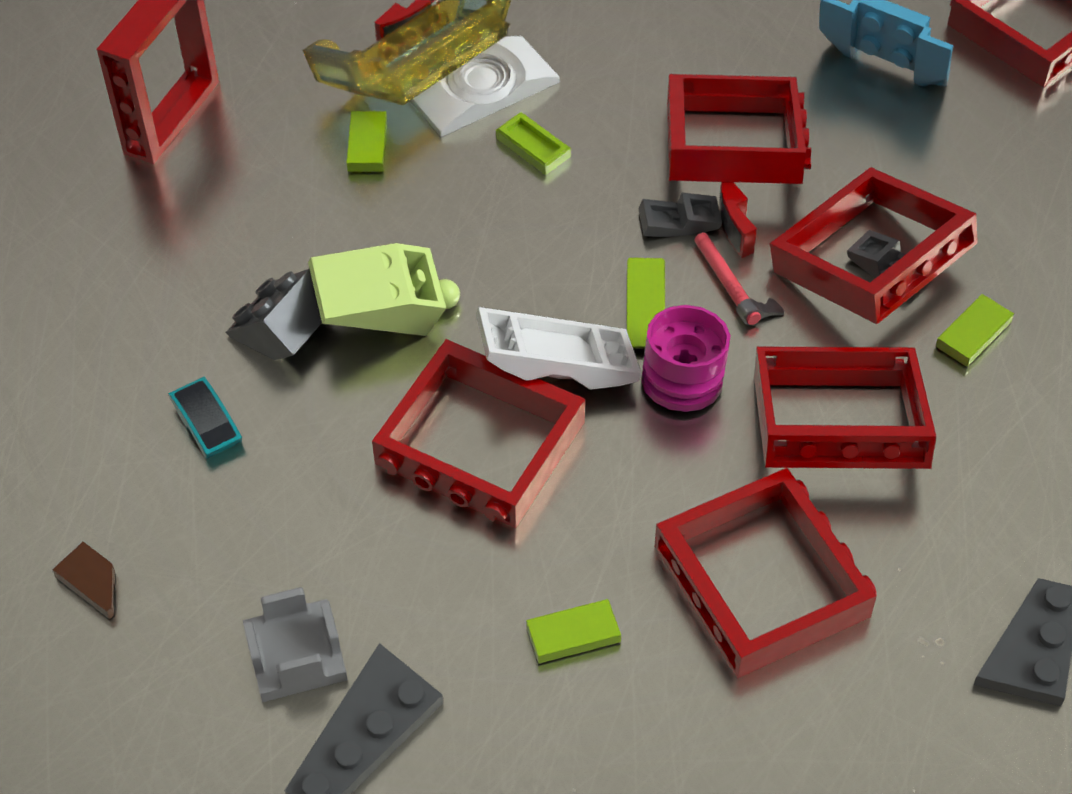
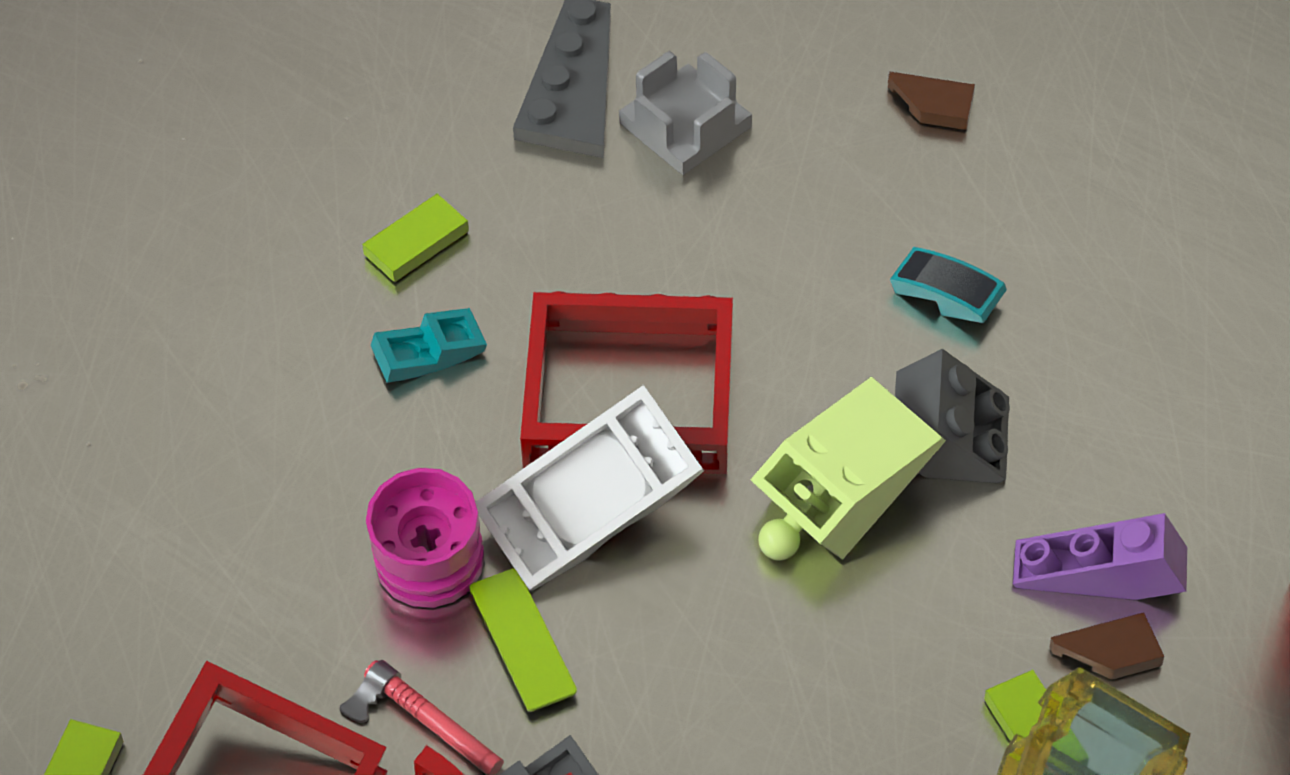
camera: 155 degrees right, 0 degrees up
(255, 199) = (1106, 560): none -> medium lavender slope
(288, 163) = (1113, 646): none -> reddish brown tile
(599, 533) = (437, 344): none -> teal slope
(740, 652) = (225, 266): red window -> none
(844, 444) = (186, 476): red window -> none

